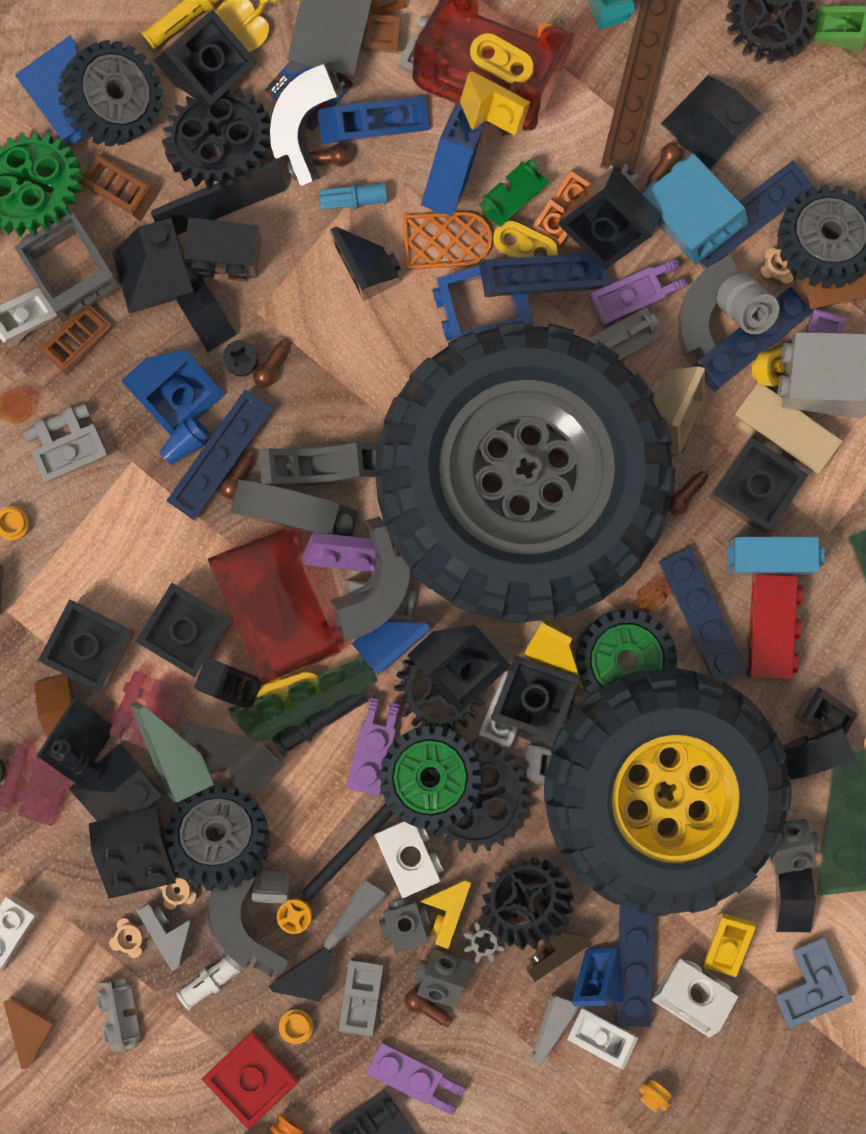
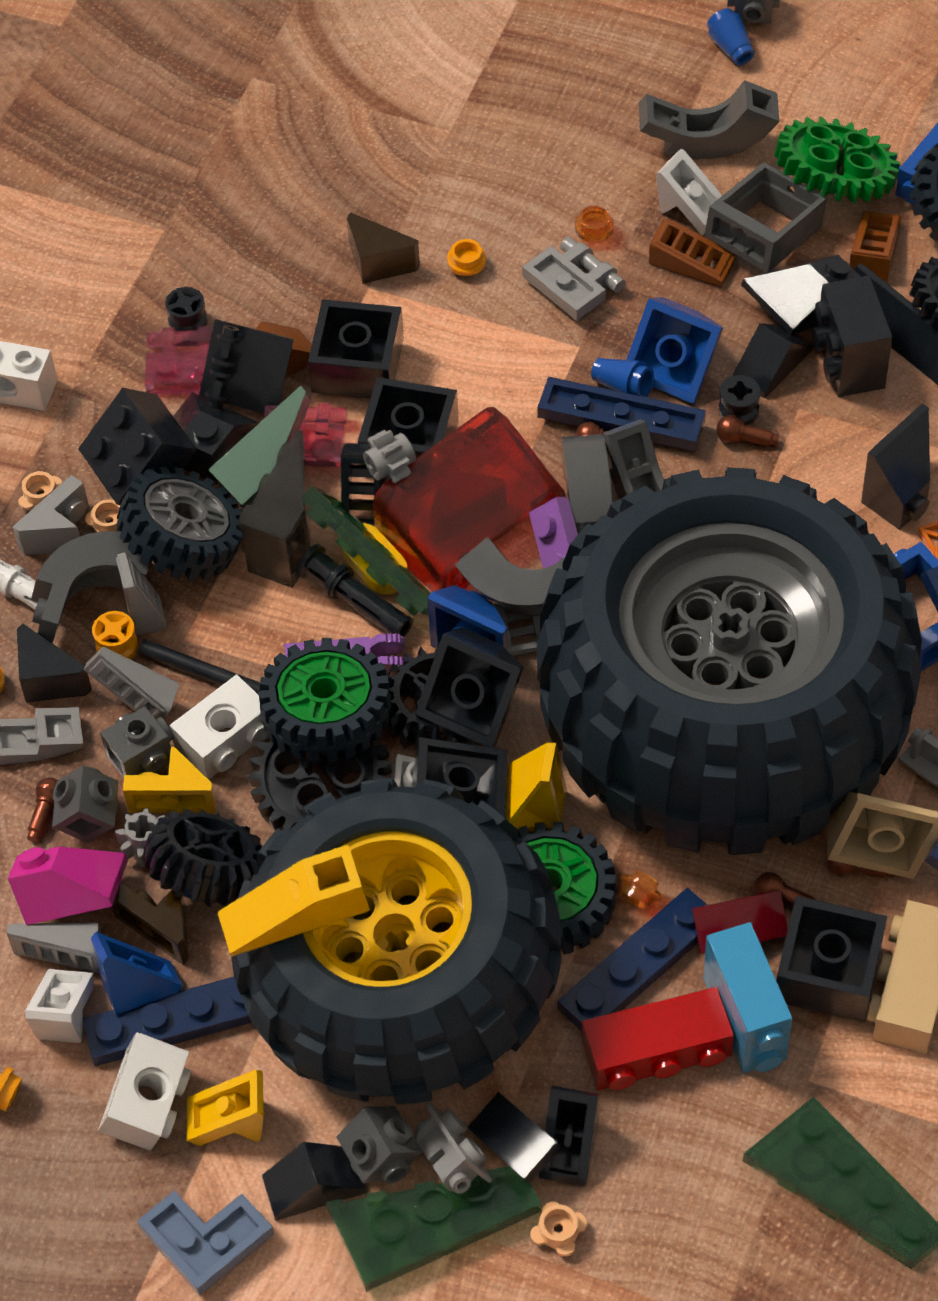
camera: 80 degrees right, 30 degrees down
(238, 661) = (389, 456): none -> light grey gear
(516, 1009) = (65, 881): none -> dark pink slope
(666, 866) = (295, 902): none -> yellow slope
(706, 536) = (762, 910): none -> dark red slope
(824, 793) = (462, 1157): none -> light grey hinge

